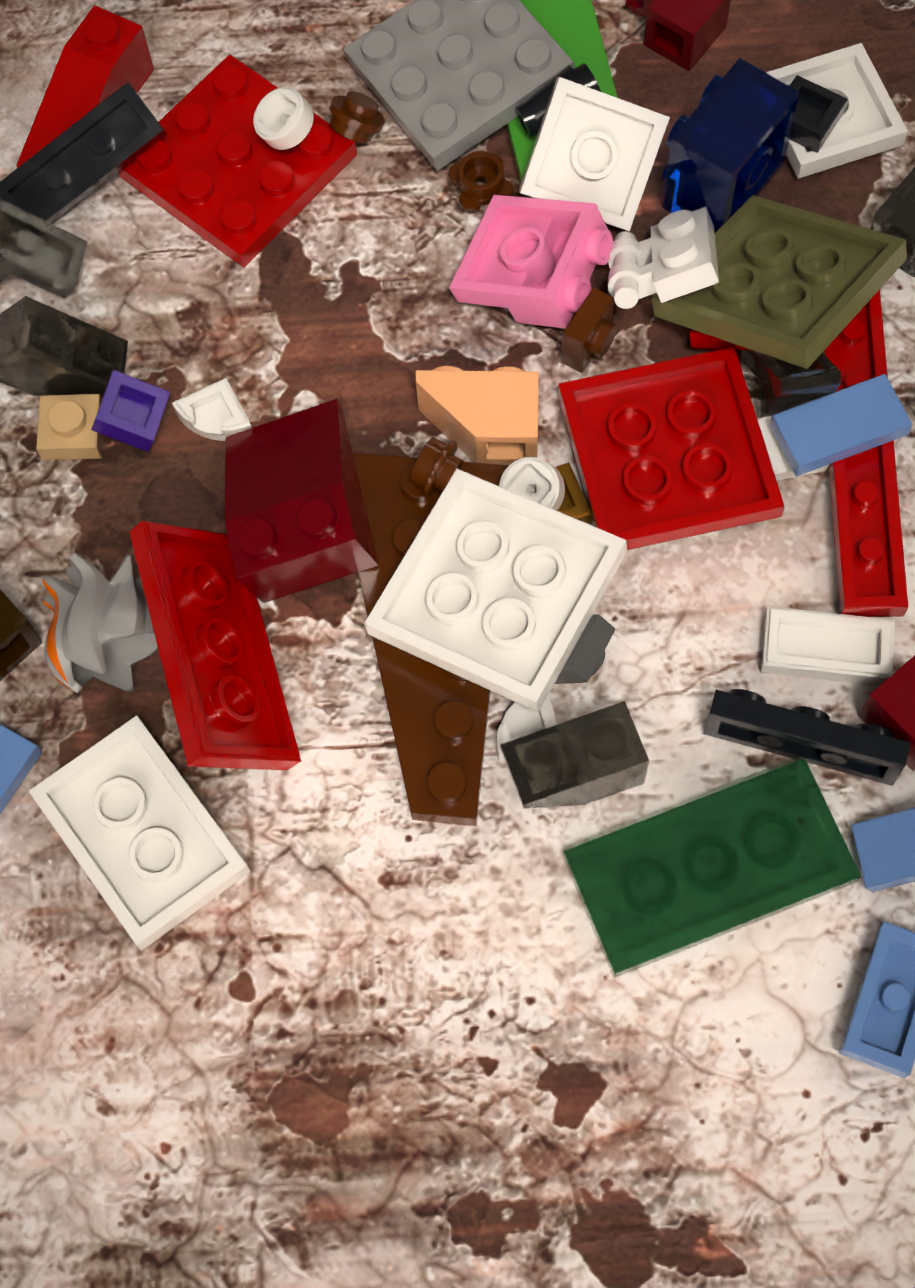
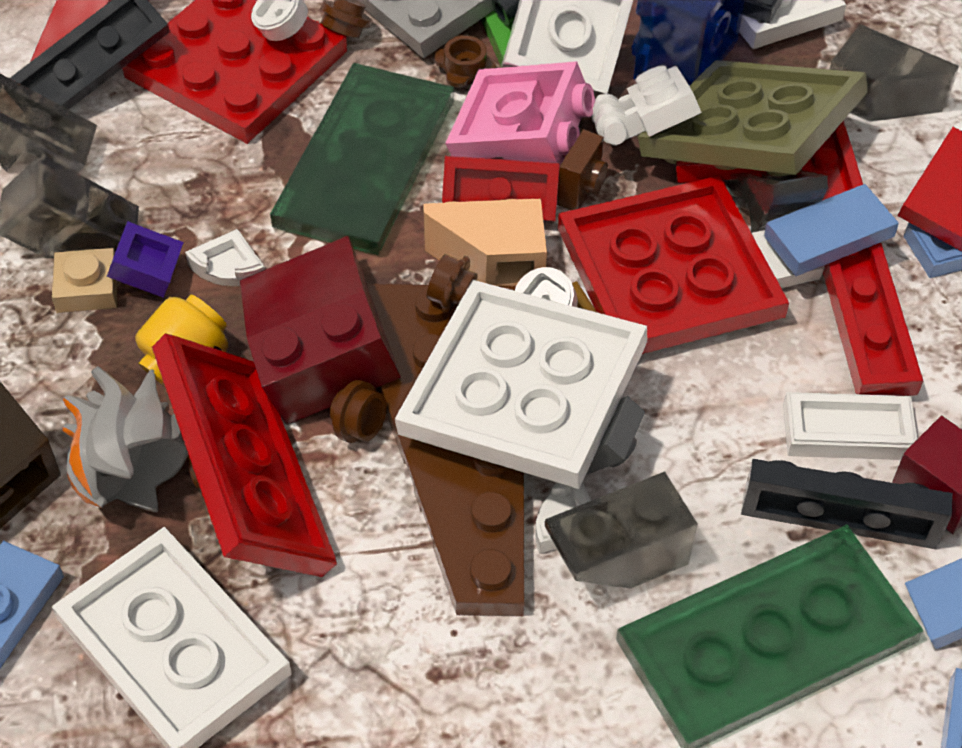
camera: 10 degrees left, 15 degrees down
(163, 498) = (183, 318): none -> yellow head
(332, 602) = (358, 412): none -> reddish brown plate
(364, 294) = (363, 158): none -> clear green tile
(494, 340) = (501, 179): none -> red plate

